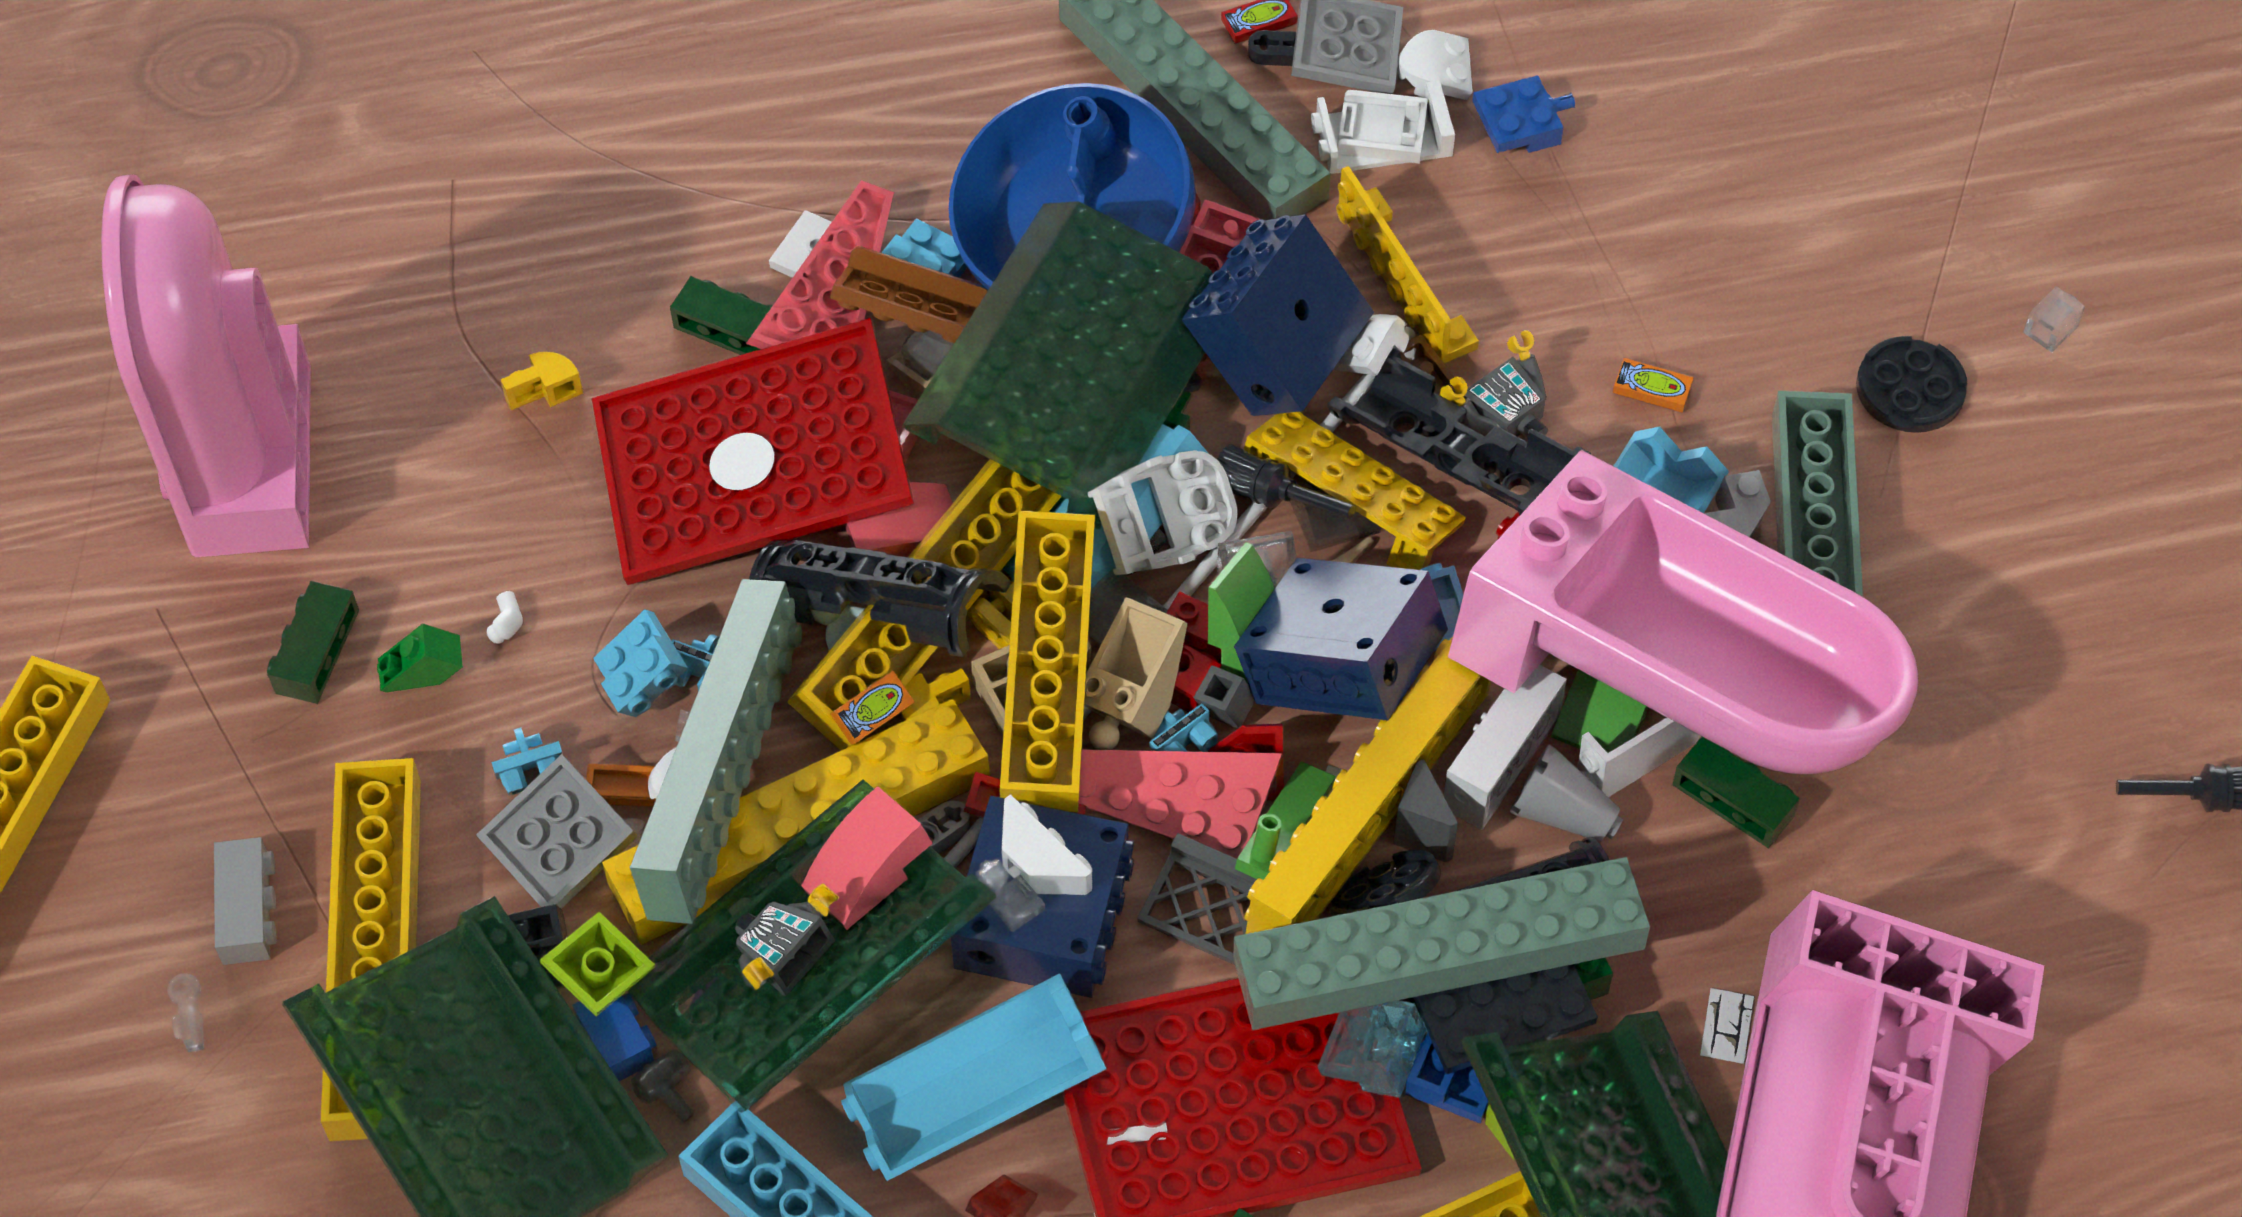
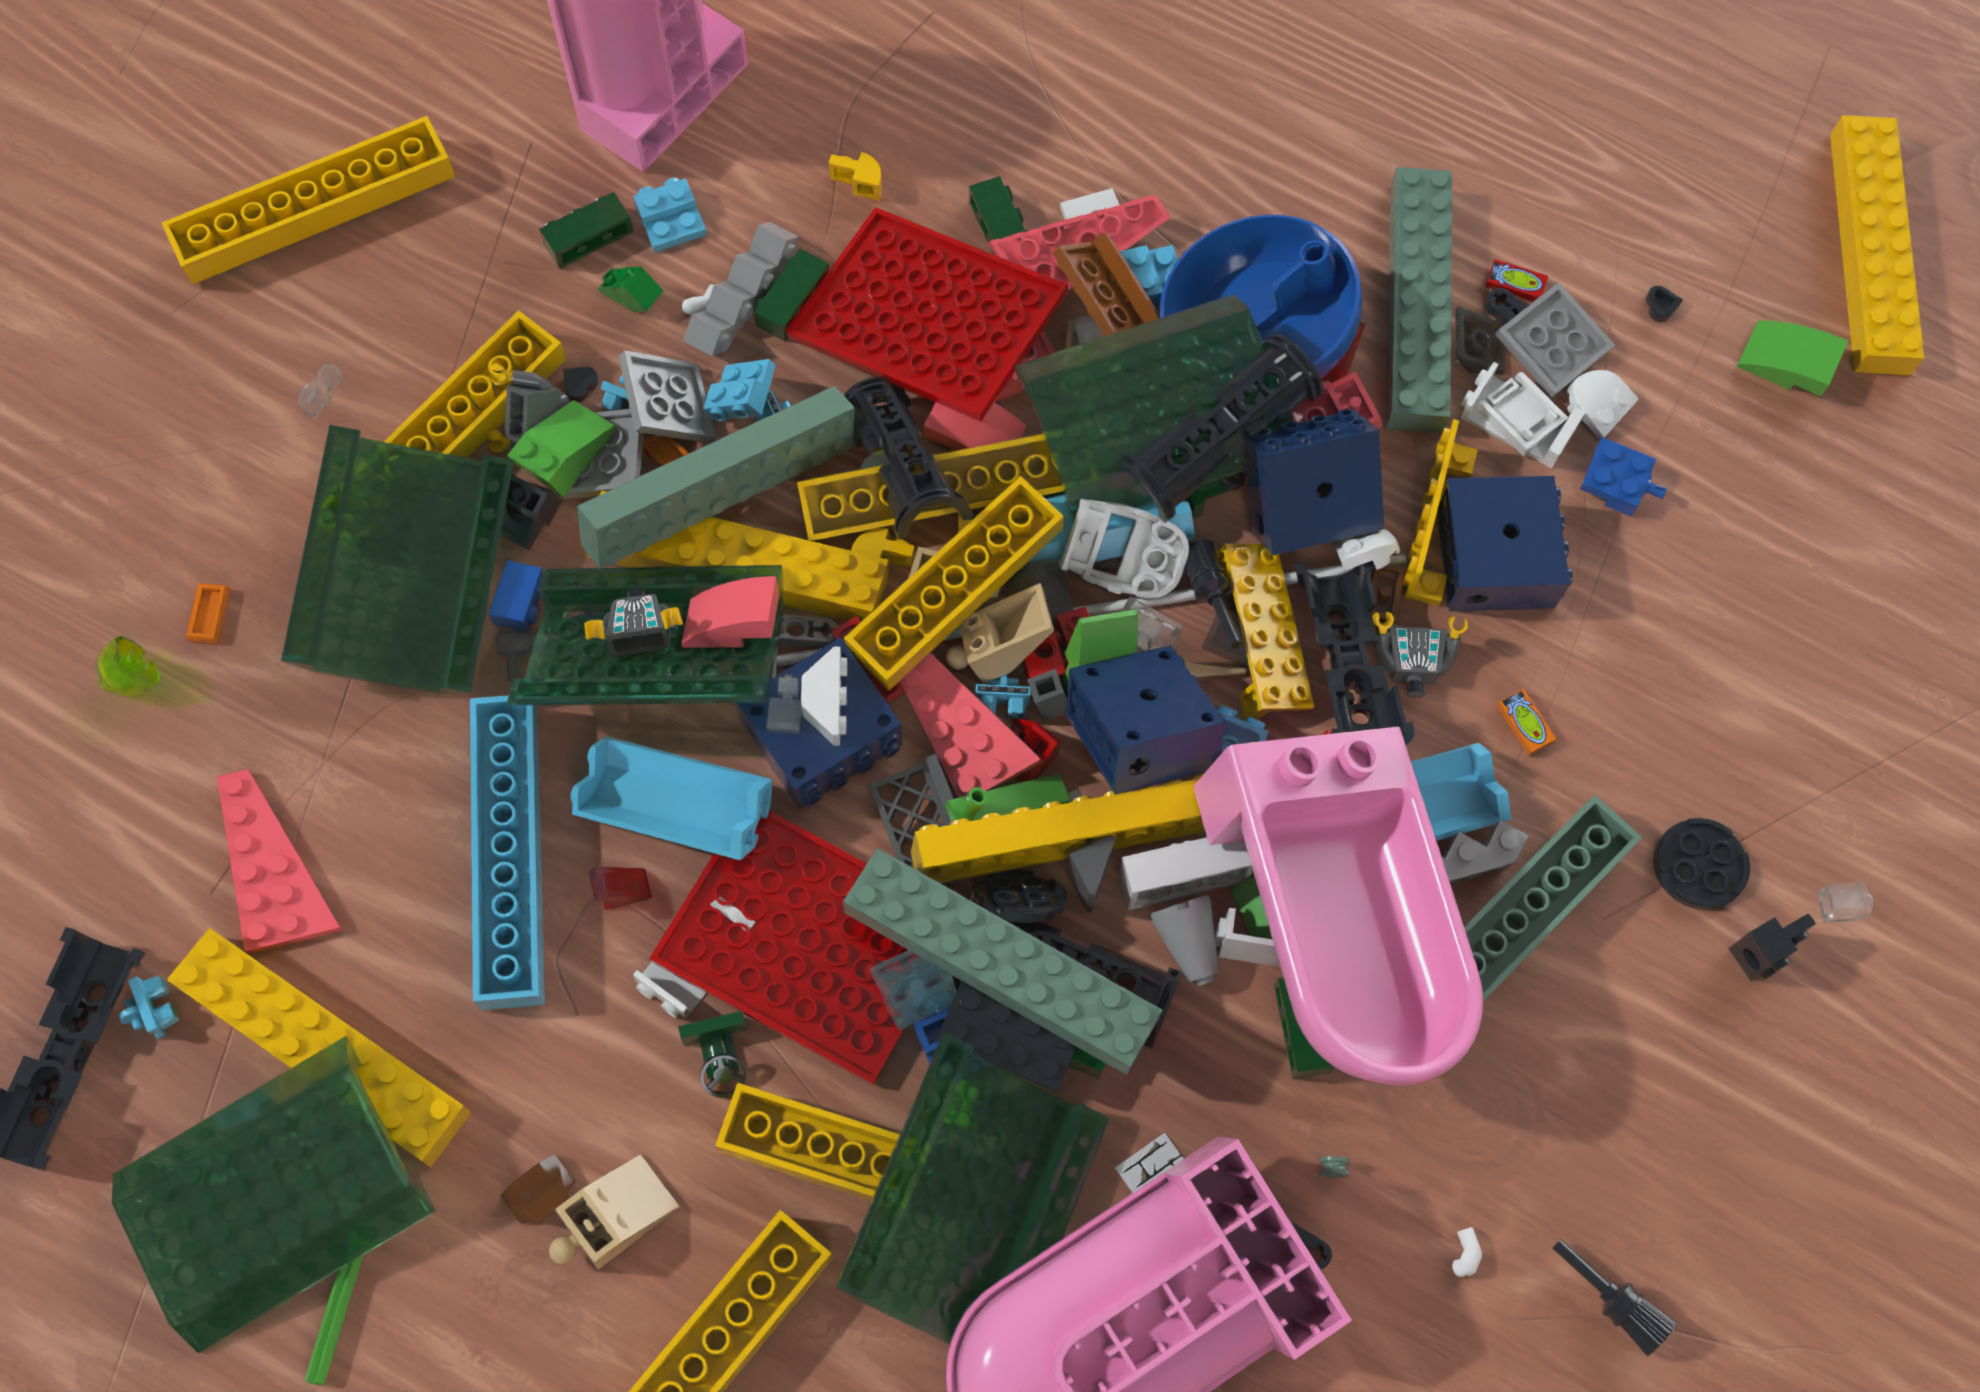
camera: 40 degrees right, 10 degrees up
(243, 901) = (406, 350): light grey brick -> none
(383, 563) = (669, 214): none -> medium azure plate
(447, 849) = (528, 403): none -> dark grey torso
(457, 790) = (579, 381): none -> black tile
(516, 854) = (562, 446): none -> bright green slope
(538, 573) = (748, 281): none -> light grey brick
(574, 726) = (666, 397): none -> light grey plate
(591, 541) = (789, 293): none -> dark green brick
(597, 963) = (533, 548): lime slope -> none
(741, 461) = (912, 314): white sticker -> none
(872, 708) = (834, 526): tile -> none
(1130, 390) = (1172, 482): none -> black piece
(1283, 94) = (1477, 343): none -> clear smoke slope
(1488, 245) = (1503, 543): none -> dark blue gear
(1881, 885) = (1334, 1167): none -> sand green bush
(2037, 400) = (1769, 946): none -> black brick
(2060, 857) = (1471, 1255): none -> white arm

